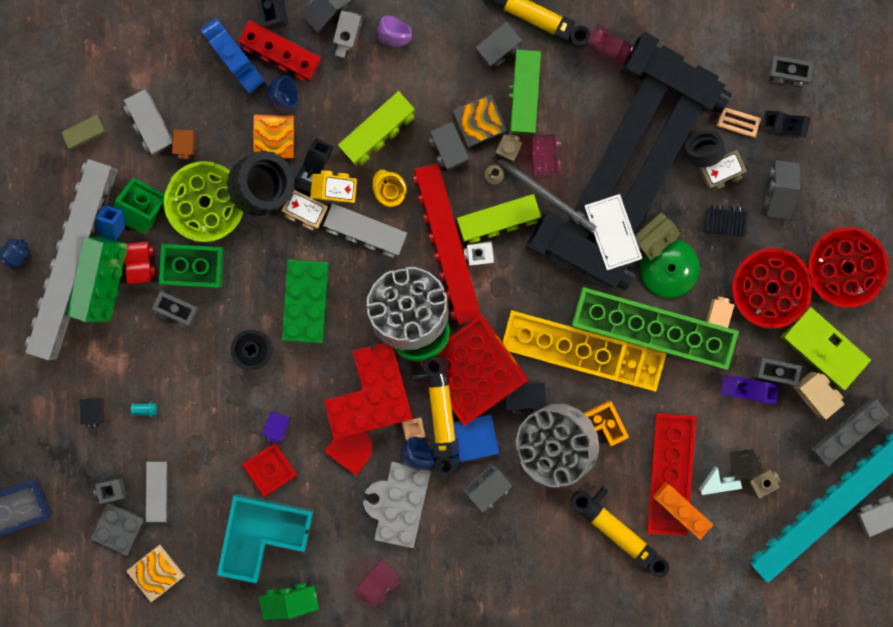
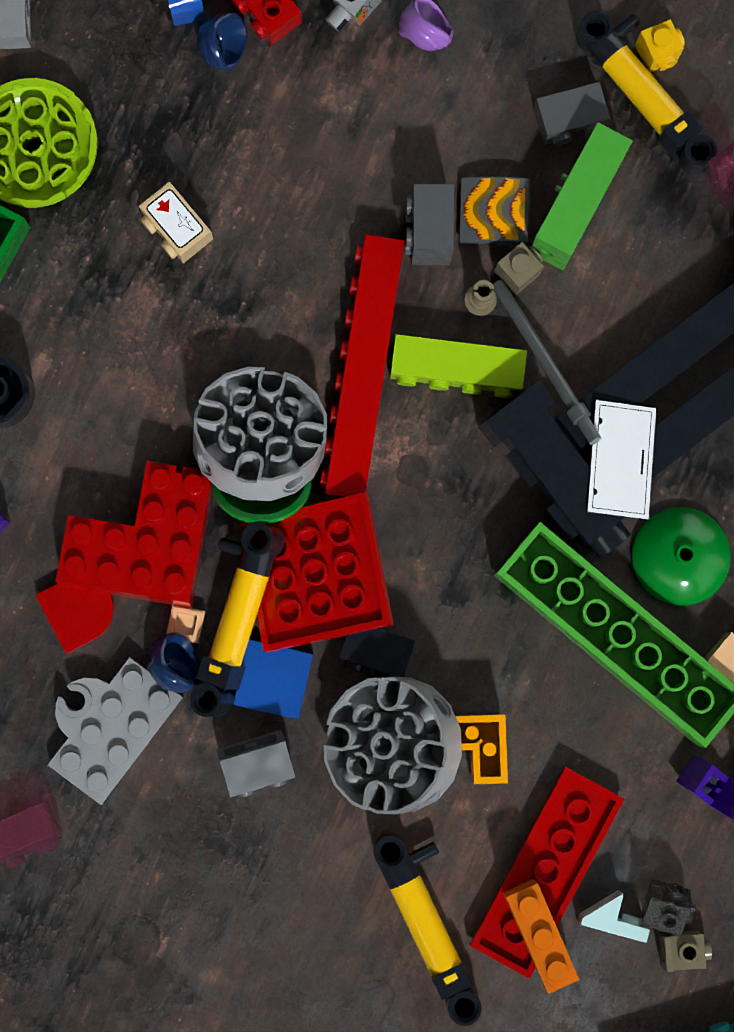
camera: 15 degrees right, 5 degrees down
(184, 143) = (42, 46): dark orange brick -> none
(274, 134) = (180, 97): slope -> none
(280, 173) = (156, 130): black tyre -> none
(305, 301) = (112, 357): green brick -> none
(313, 164) = (219, 165): black brick -> none
(333, 188) = (232, 207): brick -> none
(365, 229) = (251, 293): light grey brick -> none
(377, 128) = (337, 151): lime brick -> none
(392, 192) = (318, 255): yellow hair -> none
(486, 257) = (419, 403): white brick -> none
(545, 155) = (569, 304): clear pink brick -> none
(584, 351) = (497, 622): yellow slope -> none
(656, 236) = (684, 497): olive brick -> none

